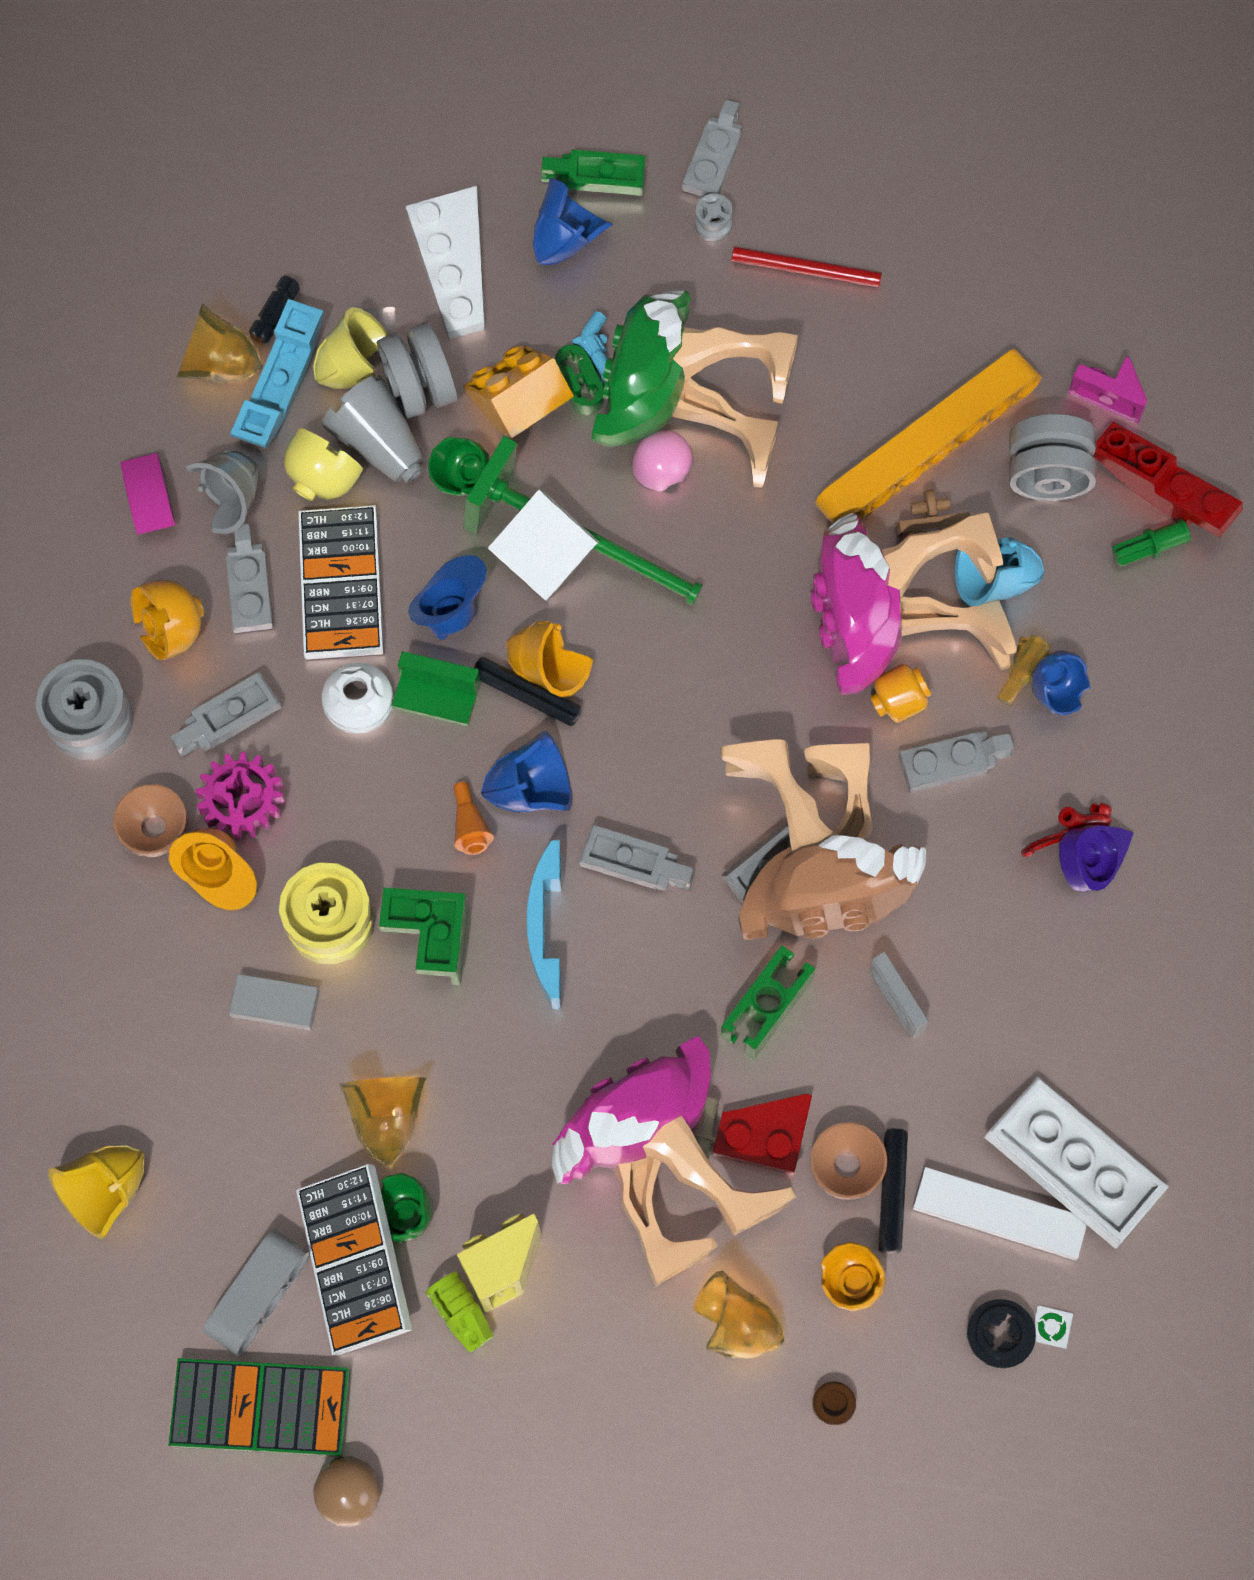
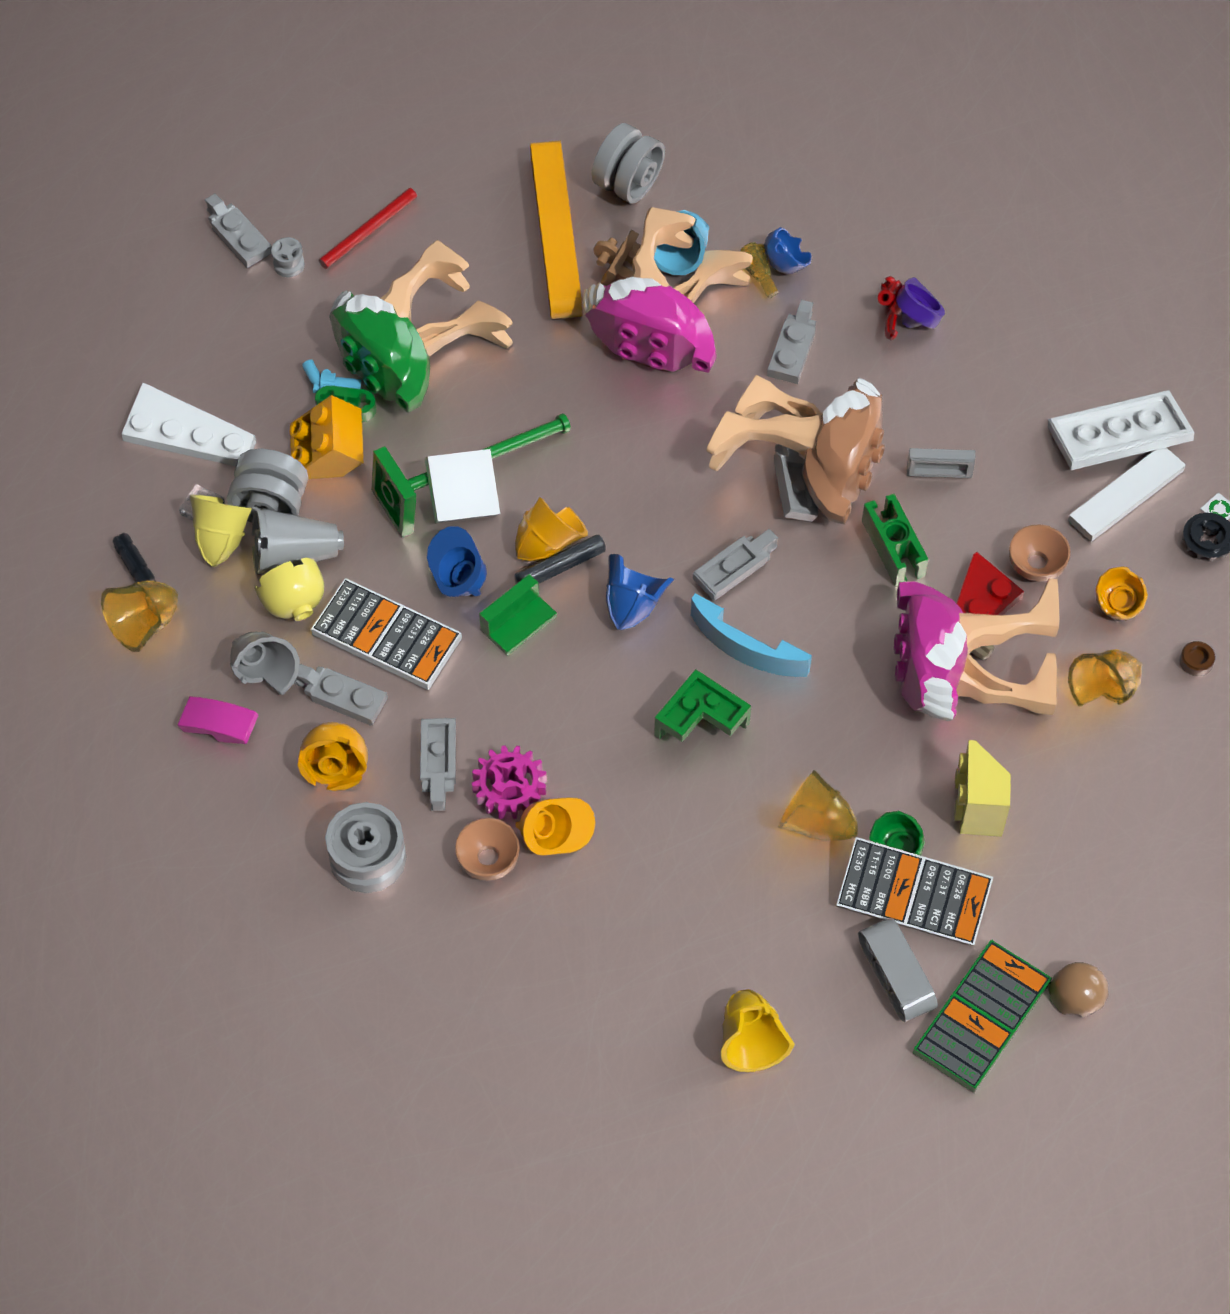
camera: 60 degrees left, 10 degrees down
(274, 1002) = (681, 847): light grey tile -> none
(281, 376) = (193, 586): medium azure slope -> none
(322, 890) = (643, 770): light yellow wheel -> none
(360, 714) = (488, 683): white piece -> none
(457, 465) = (360, 505): green hair -> none
(460, 1311) = (994, 846): lime hinge -> none
(471, 830) = (638, 649): orange cone -> none
(563, 226) = (224, 347): blue helmet -> none
(597, 171) = (193, 306): green hinge -> none
(662, 460) = (448, 388): bright pink hair -> none
(893, 1192) = (1079, 546): black axle -> none
(900, 693) = (730, 343): light orange head -> none
(1118, 395) = (601, 110): dark pink slope -> none
(1151, 543) = (722, 152): green axle -> none
(1163, 484) = (699, 119): red slope -> none

